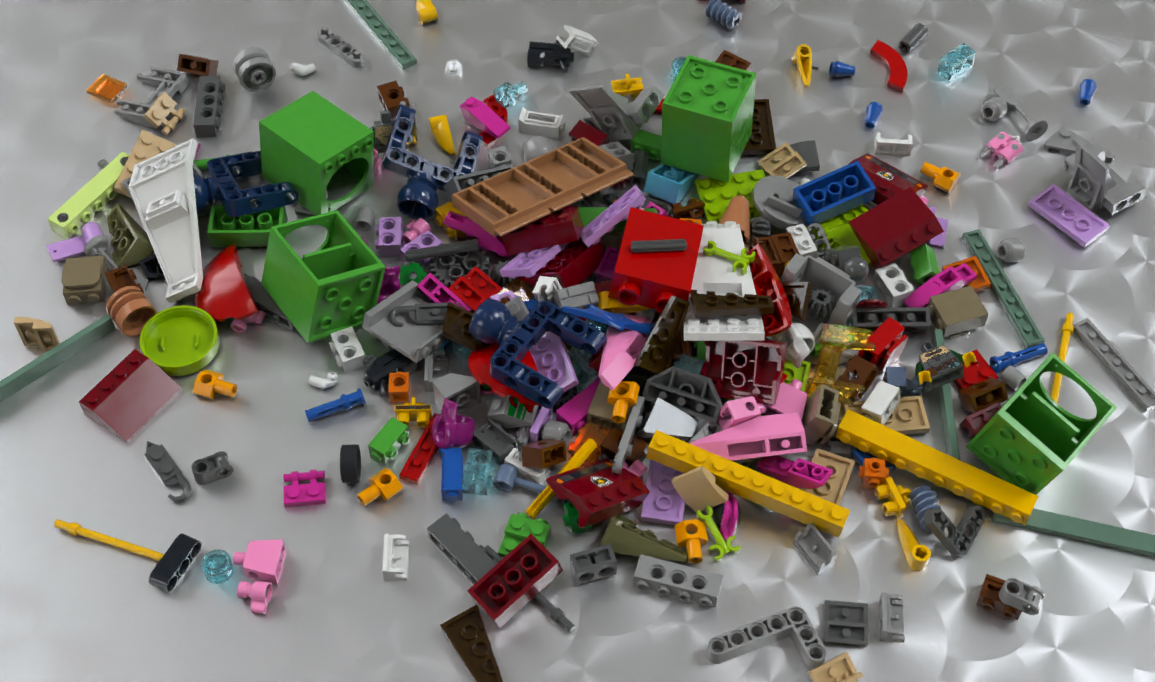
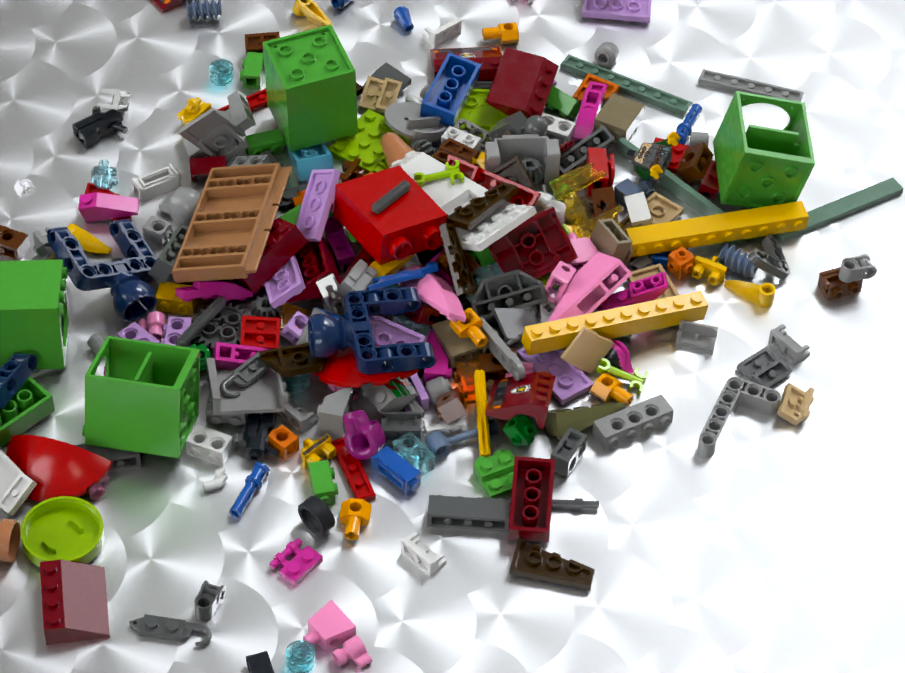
camera: 45 degrees left, 5 degrees down
(210, 383) = (128, 546): light orange piece -> none
(1067, 331) = (698, 85): yellow bar -> none

